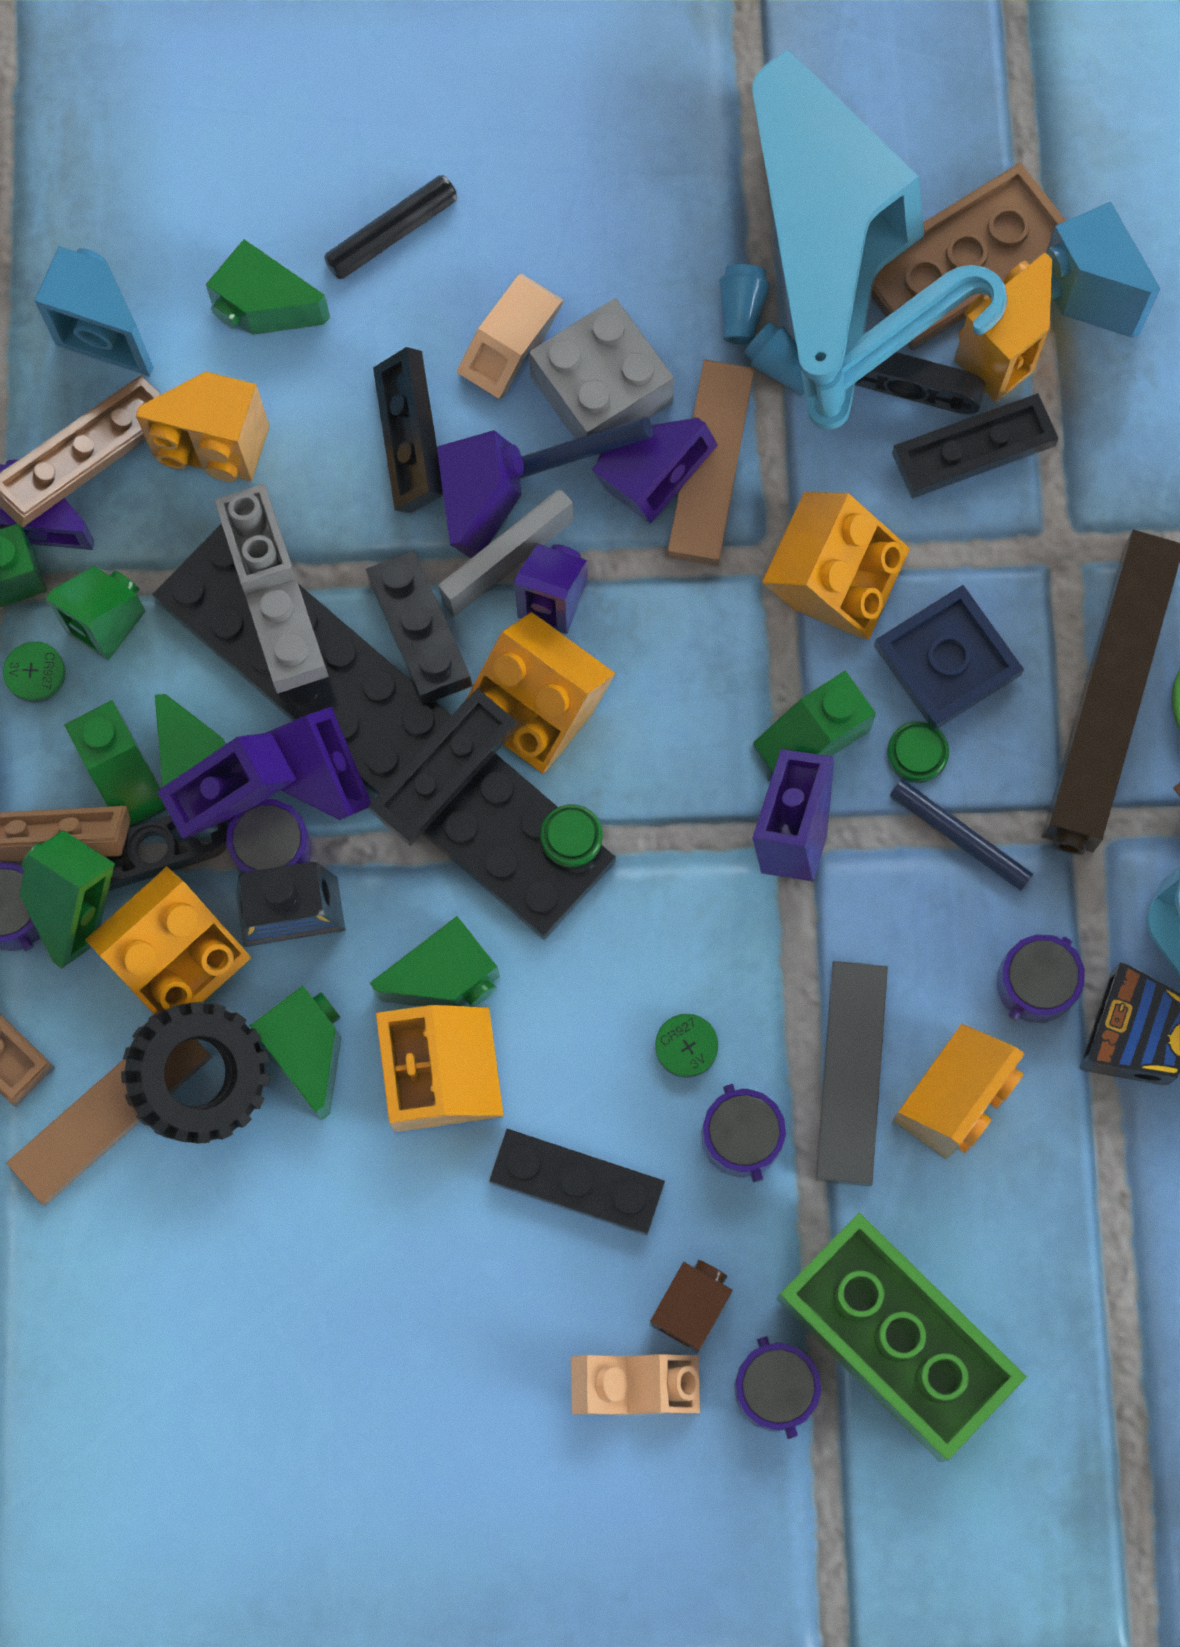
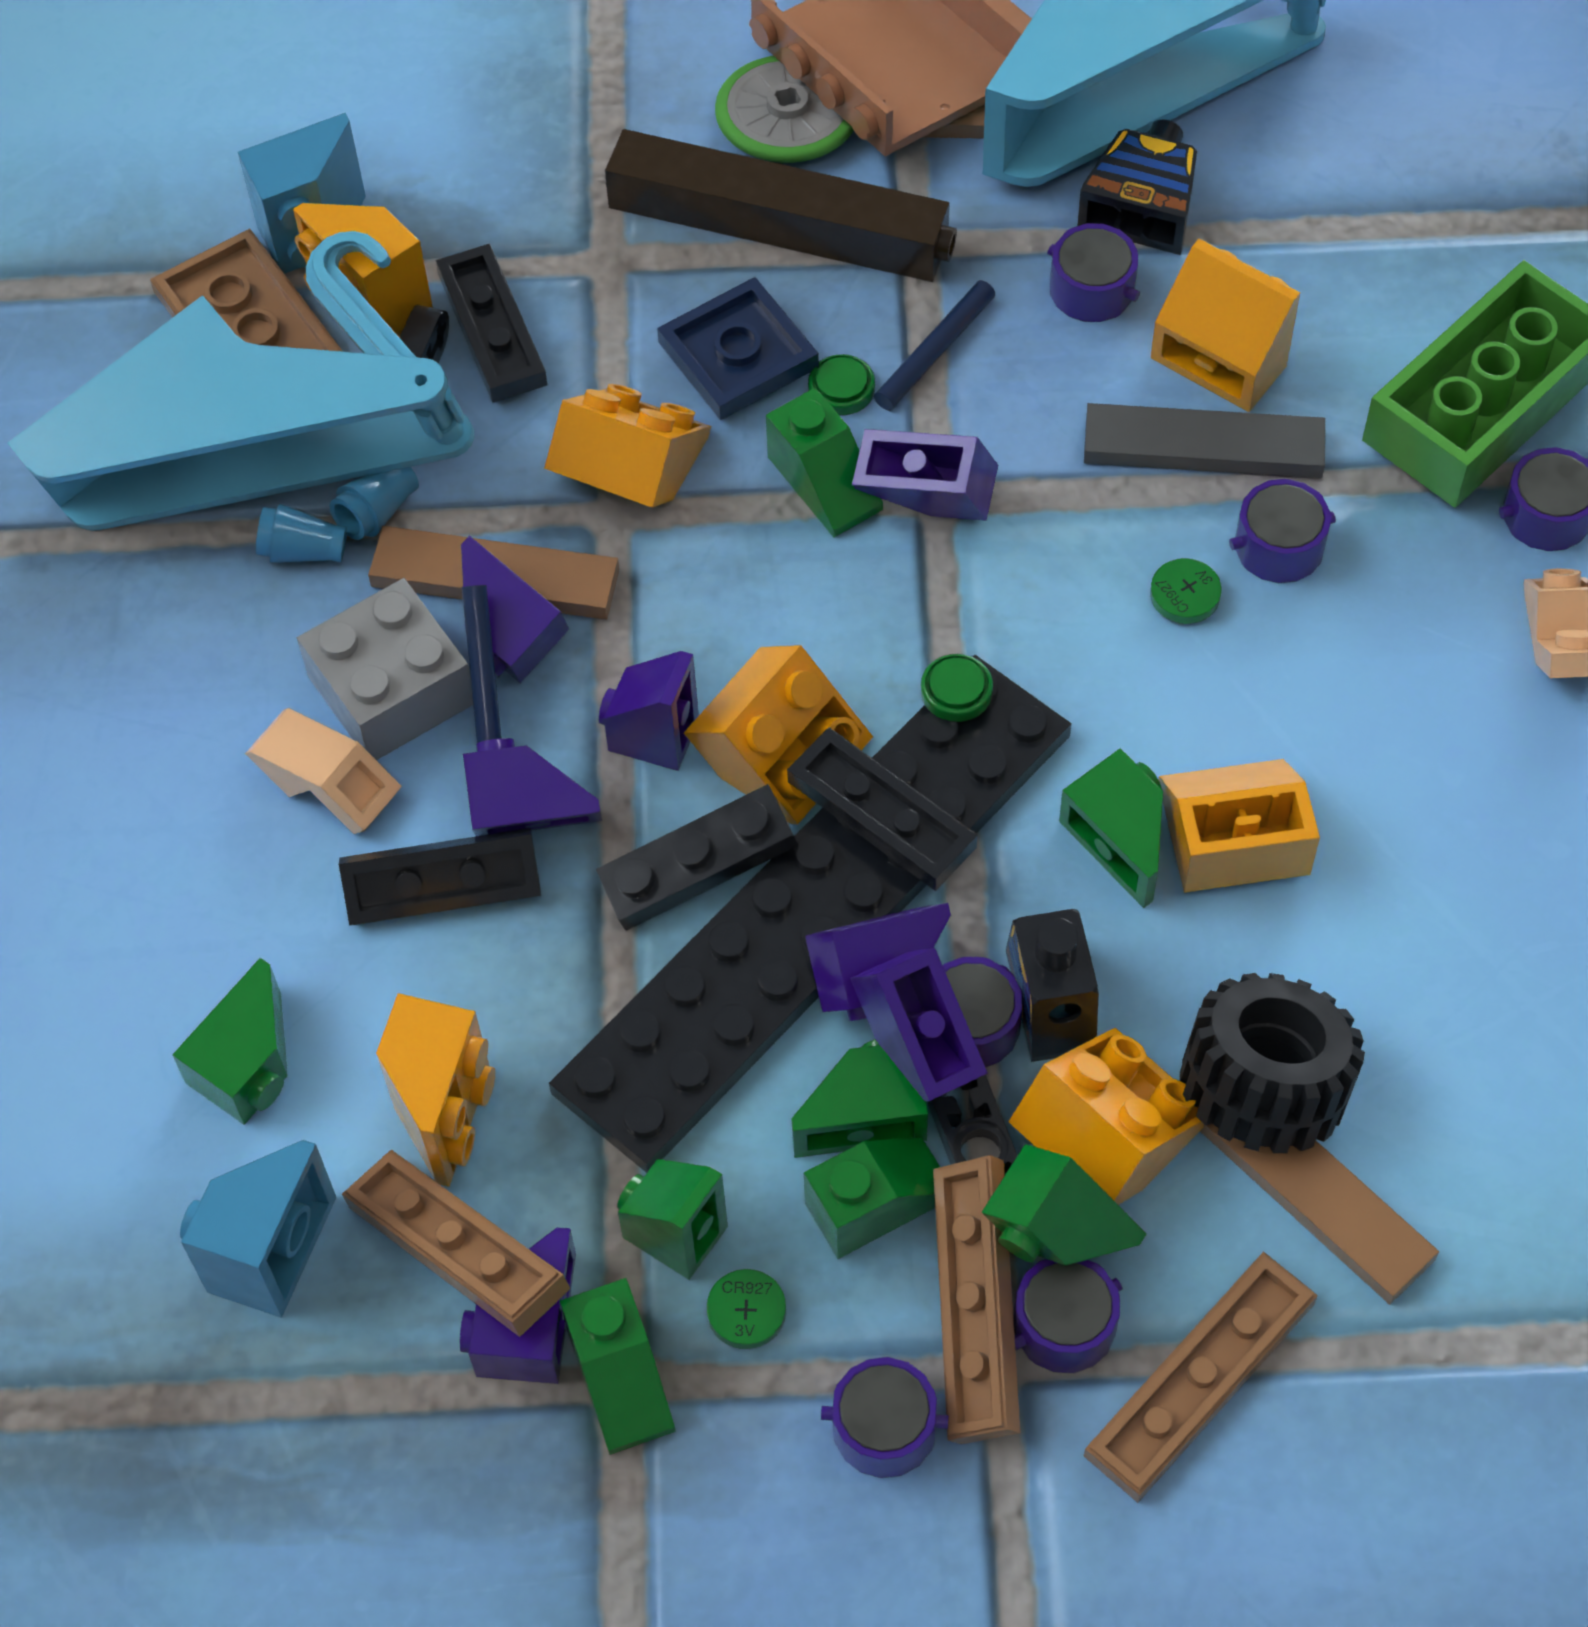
camera: 90 degrees left, 15 degrees down
(271, 588) = (656, 1002): light grey slope -> none
(304, 1045) = (1222, 947): green slope -> none
(390, 227) = (159, 913): black axle -> none
(506, 552) = (603, 765): light grey tile -> none
(577, 1182) = (1348, 693): black plate -> none
(692, 1304) = (1476, 573): reddish brown brick -> none

